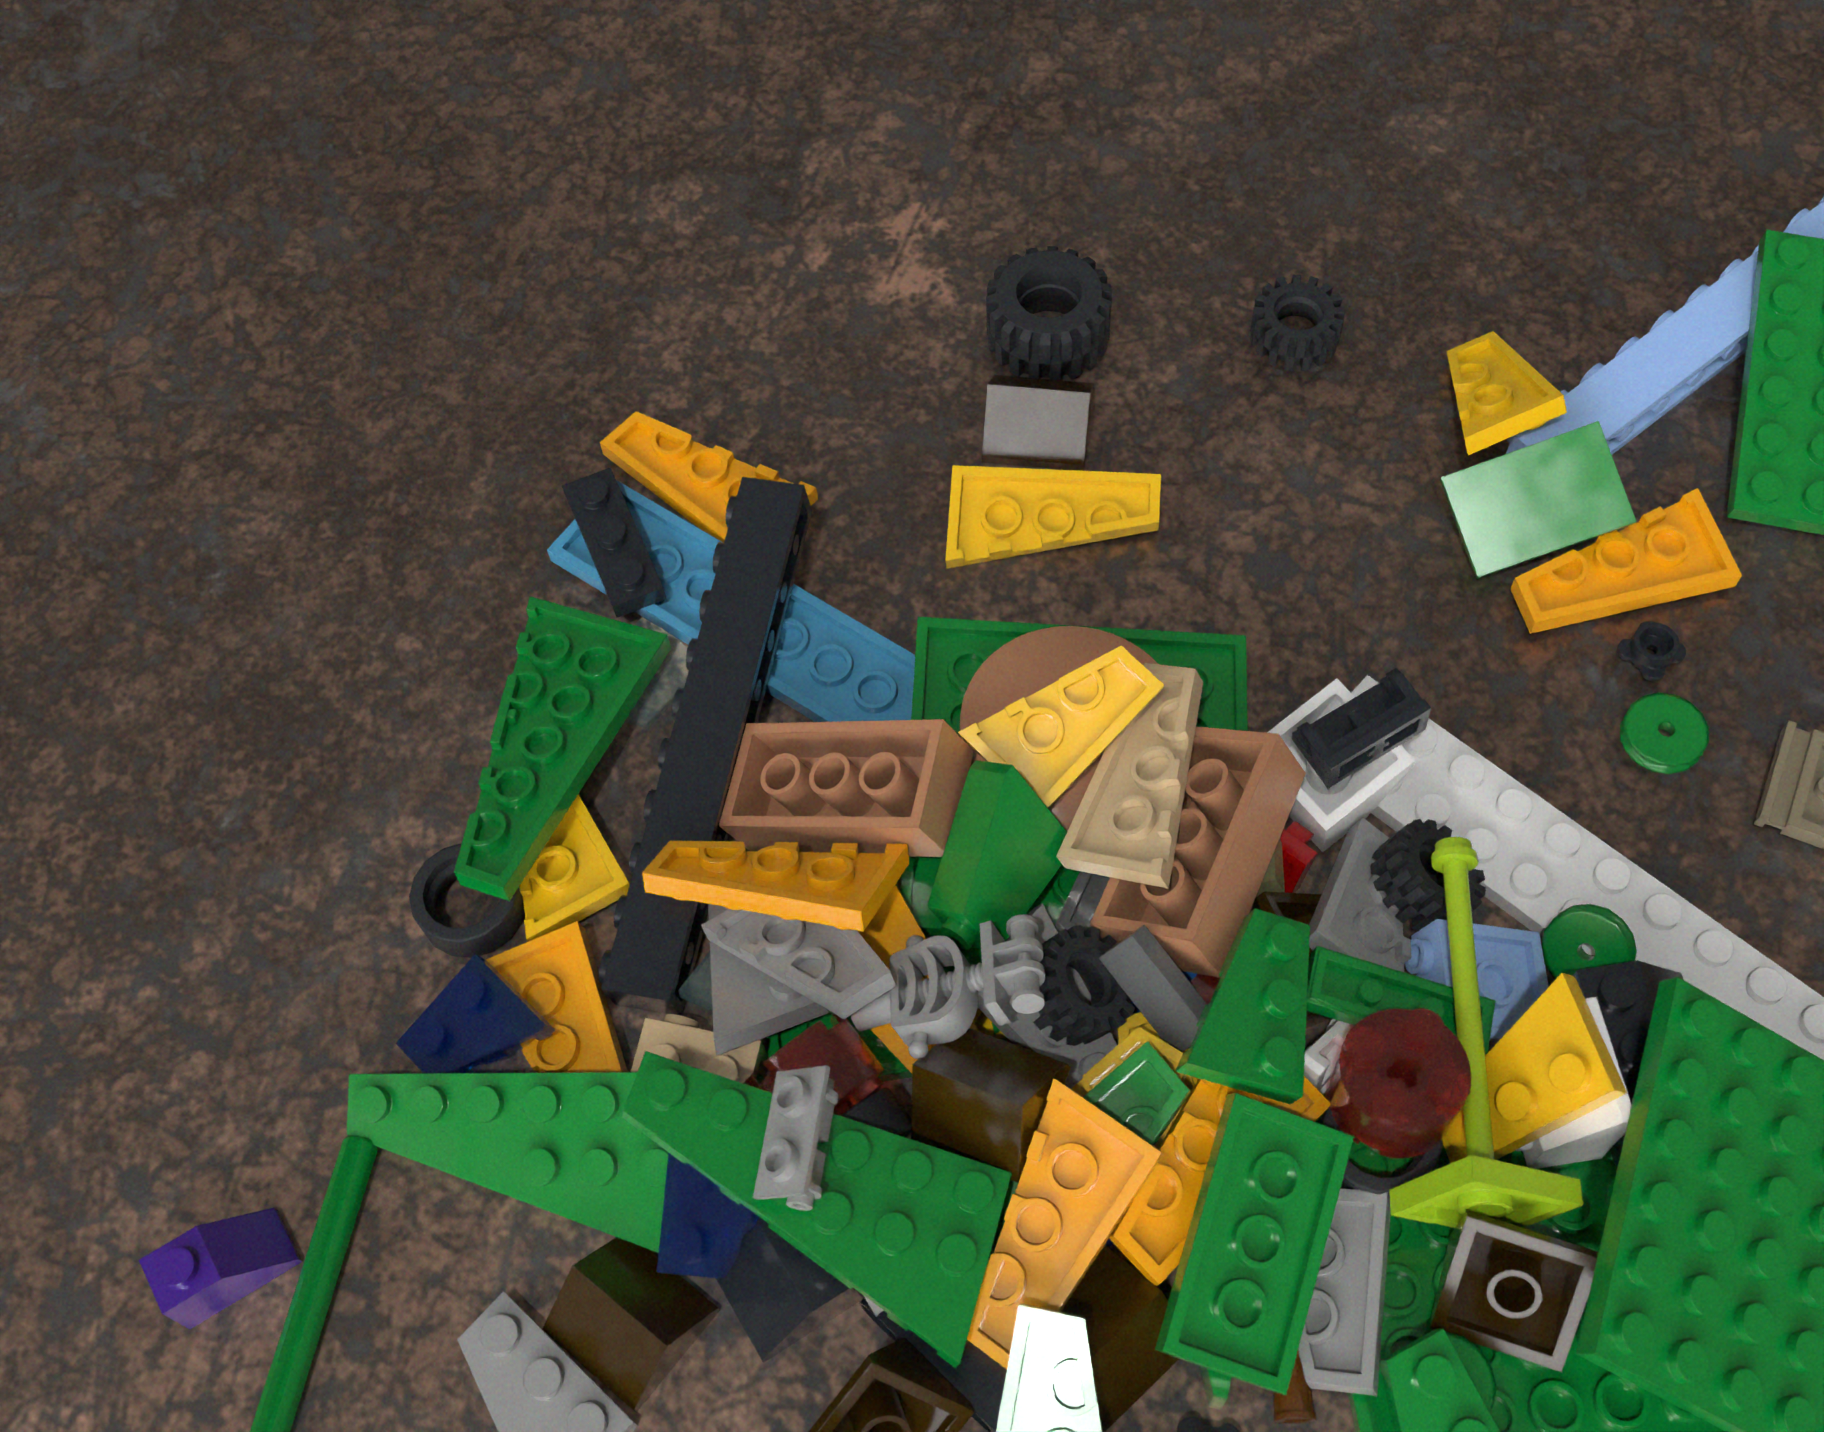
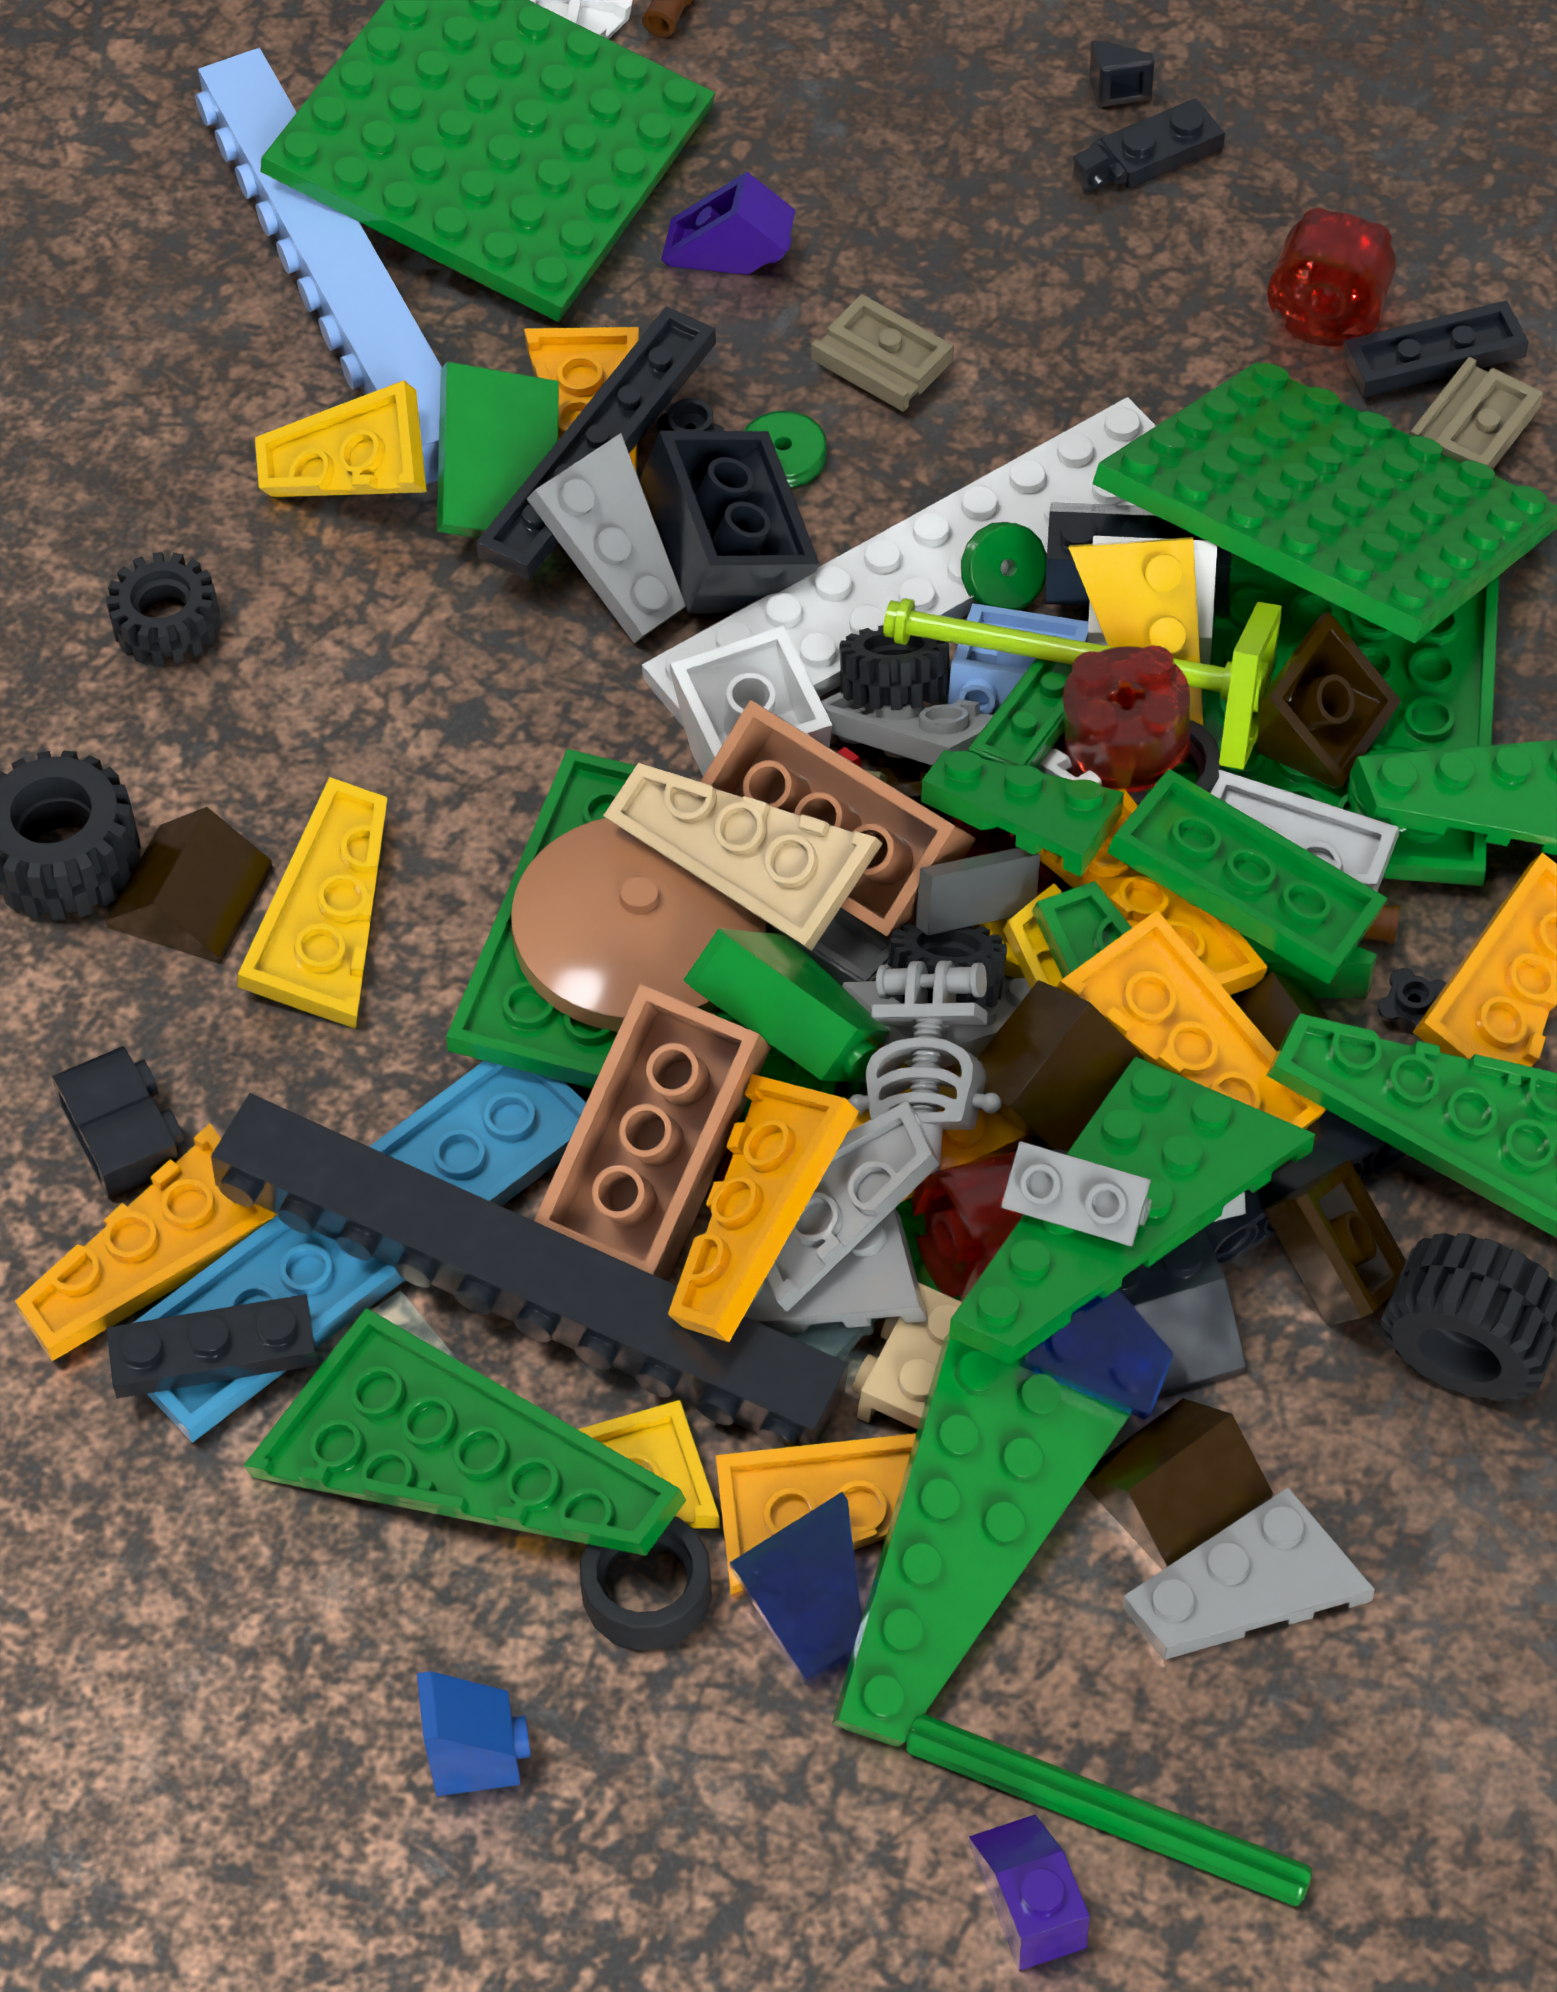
camera: 80 degrees left, 5 degrees down
(302, 798) = (470, 1734): none -> blue slope
(807, 429) = (118, 1120): none -> black brick
(1066, 724) = (659, 890): yellow wing -> none
(1363, 728) = (741, 648): black hinge -> none
(1482, 606) = (611, 537): none -> light grey wing
(1549, 698) = (726, 518): none -> black slope
(1588, 571) = (623, 405): none -> black plate

